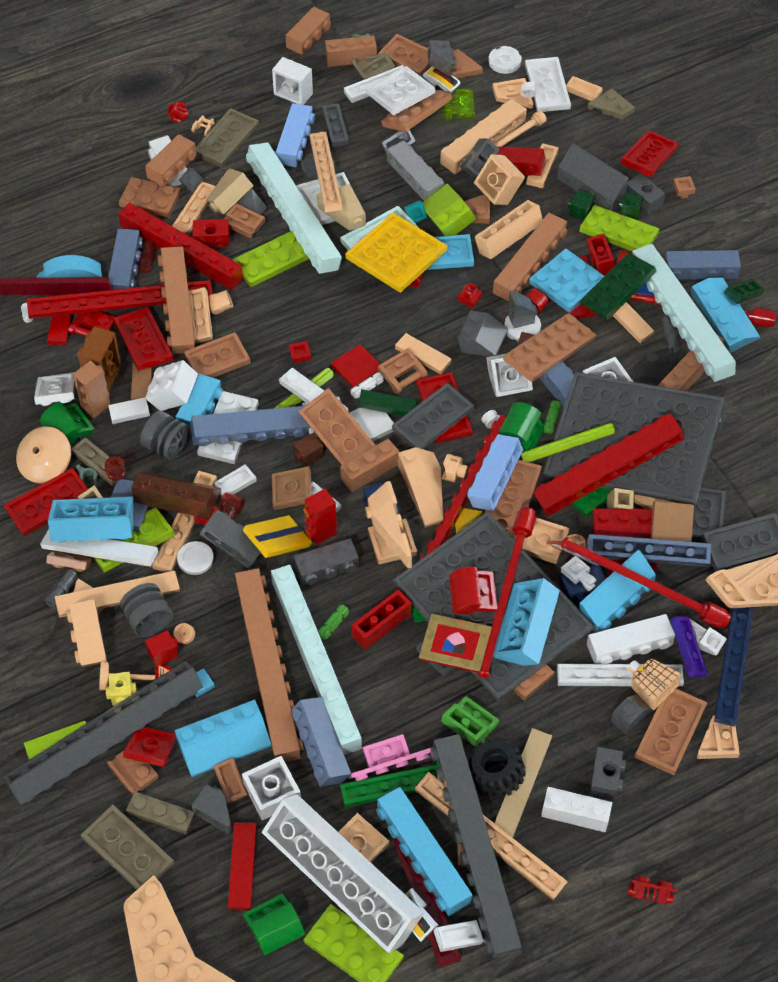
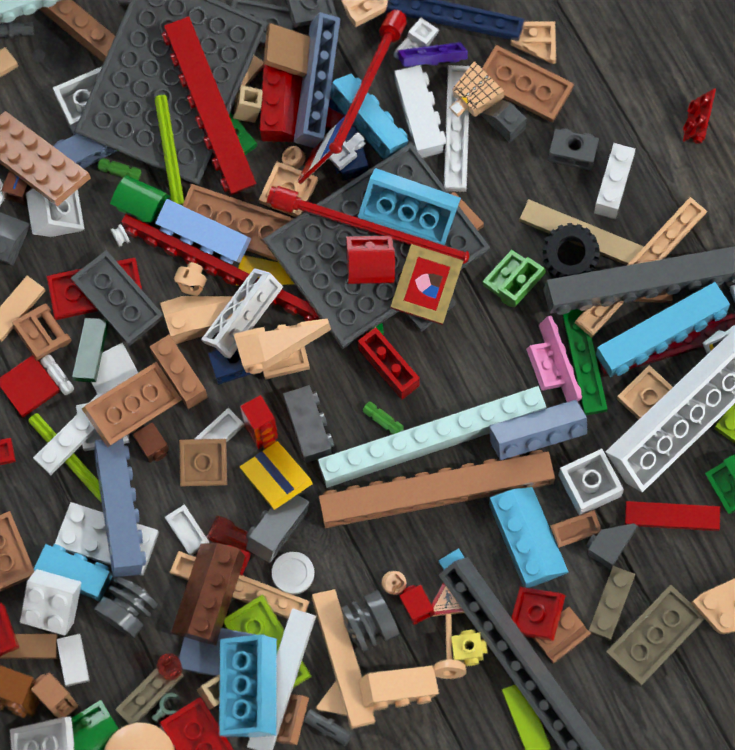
camera: 85 degrees left, 15 degrees up
(423, 503) = (244, 313): none -> white fence

